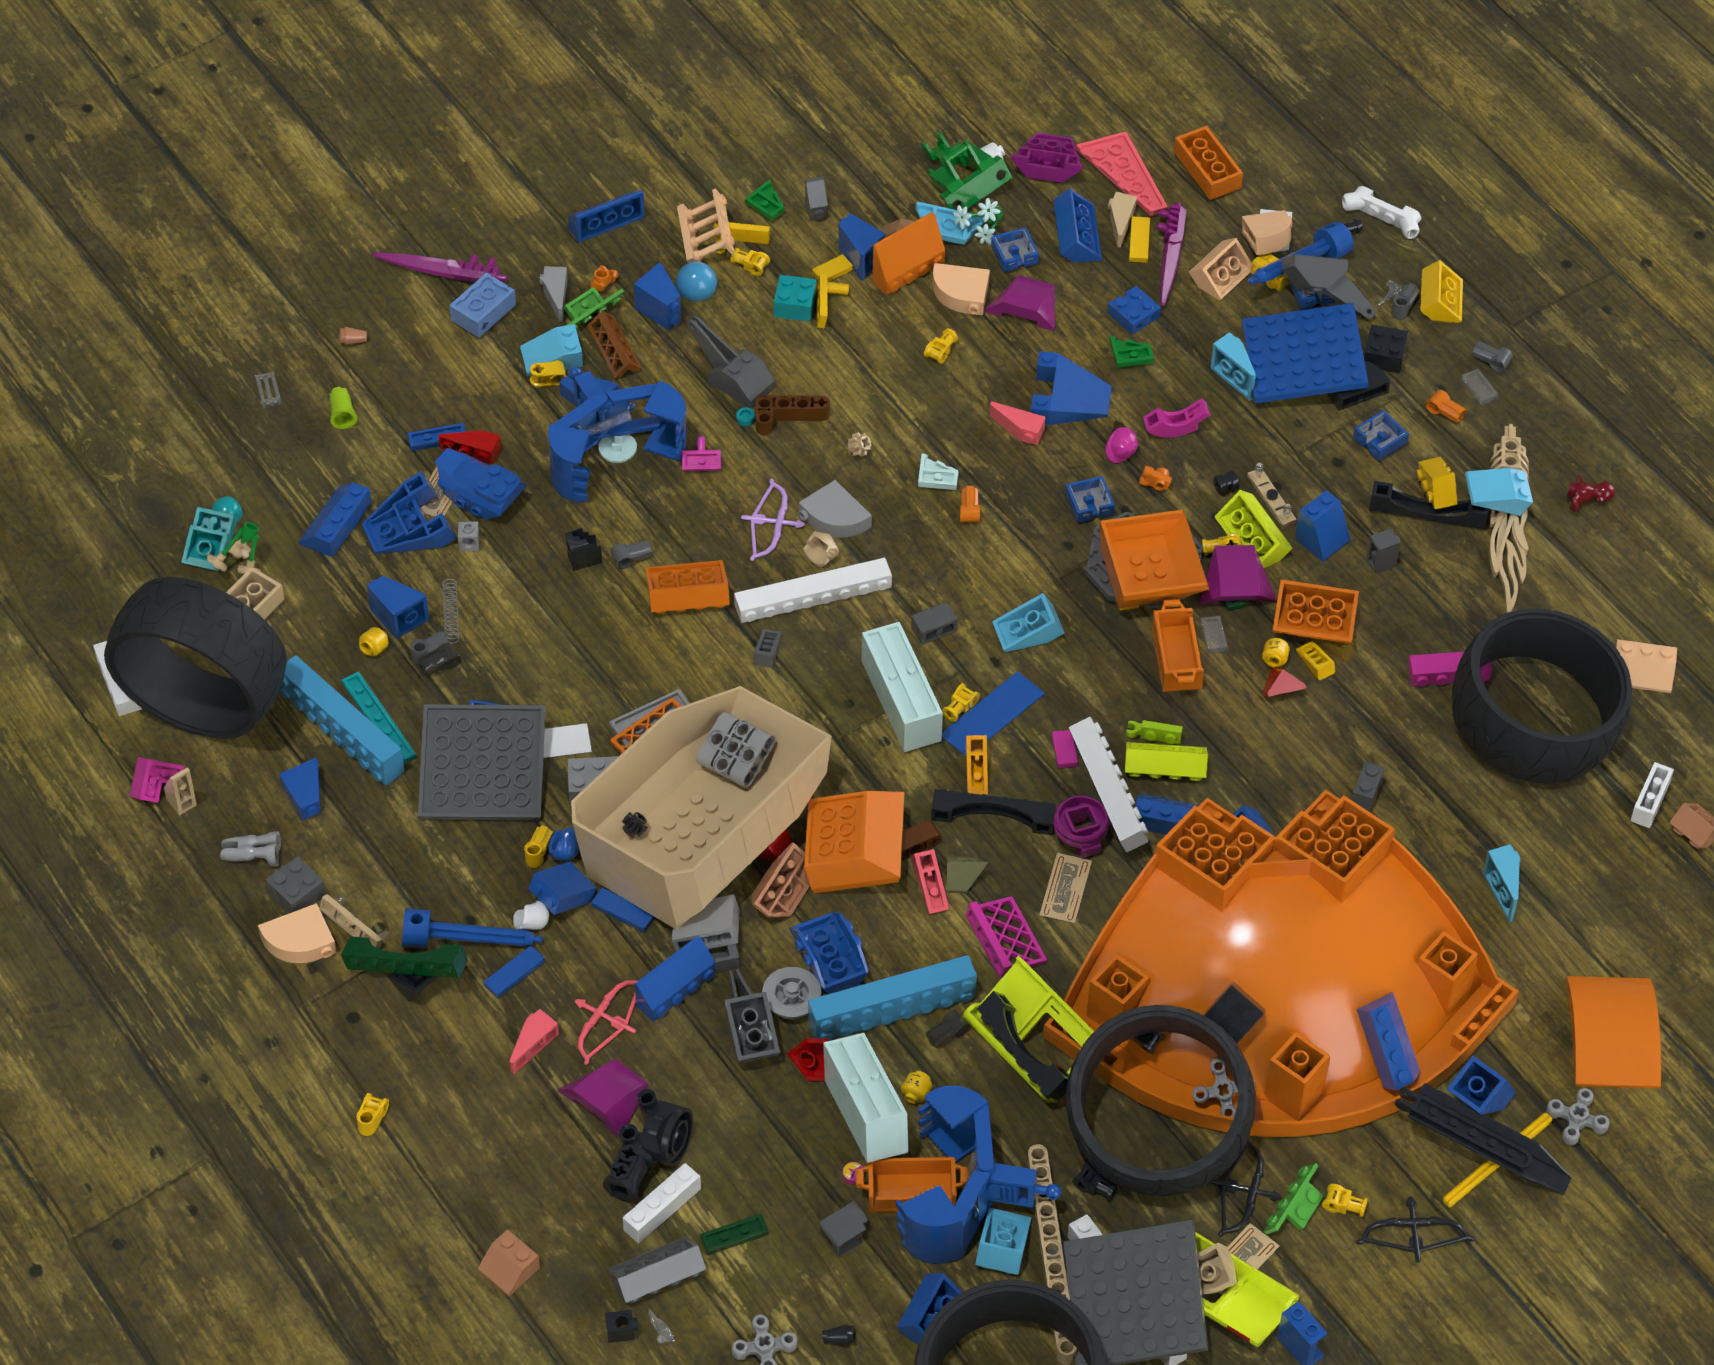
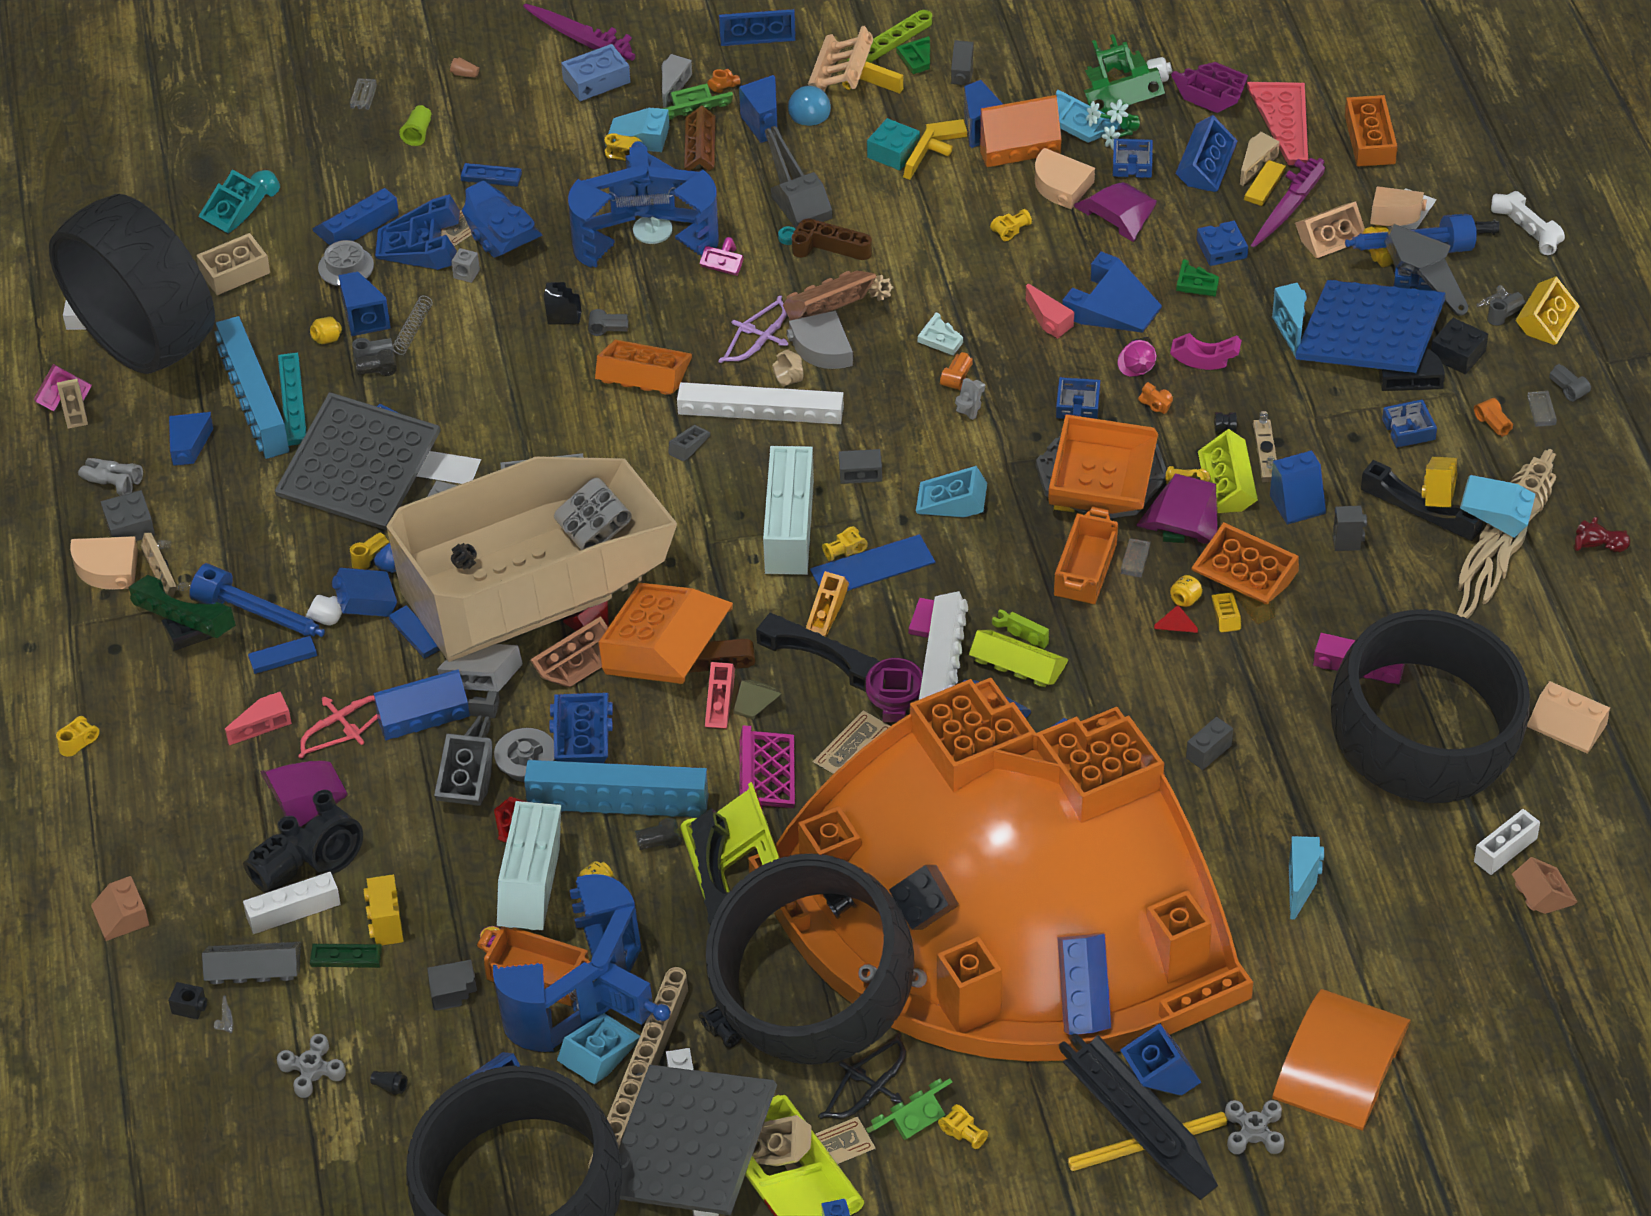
camera: 25 degrees right, 5 degrees down
(239, 549) = (252, 217): plant -> none
(354, 569) = (344, 258): none -> light grey wheel
(477, 444) = (519, 189): red slope -> none
(737, 179) = (900, 29): none -> lime beam
(747, 1181) = (383, 910): none -> yellow wedge
(751, 260) = (871, 102): yellow connector -> none
(820, 466) = (829, 295): none -> nougat slope
(998, 527) = (970, 397): none -> light grey hips
(1415, 1241) = (1017, 1192): black piece -> none

